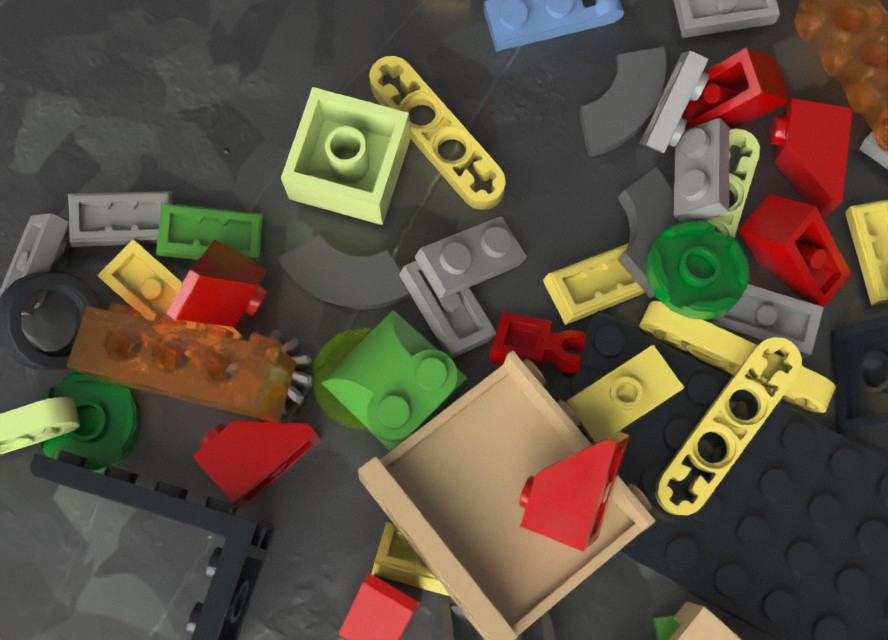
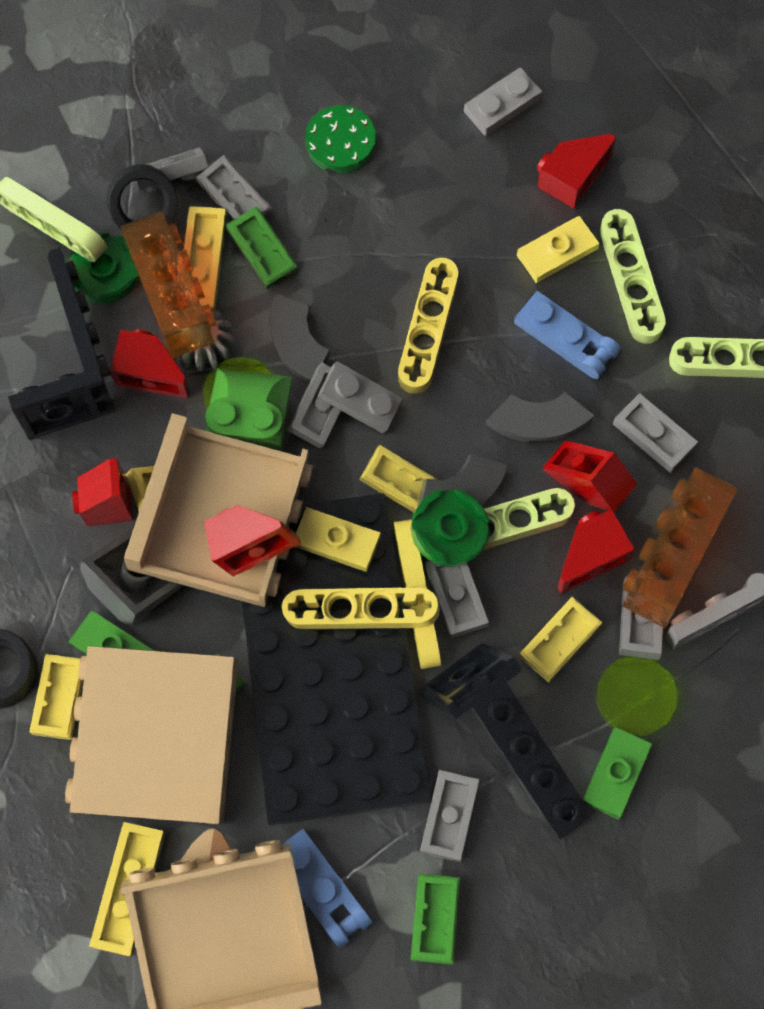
camera: 55 degrees right, 5 degrees down
(147, 66) = (340, 139): none -> green tile
(219, 288) = (227, 271): red slope -> none
(347, 155) = (366, 283): yellowish green brick -> none
(534, 341) = (335, 469): red plate -> none
(684, 84) = (567, 438): light grey plate -> none
(702, 172) = (521, 490): light grey plate -> none
(796, 248) = (515, 584): red slope -> none

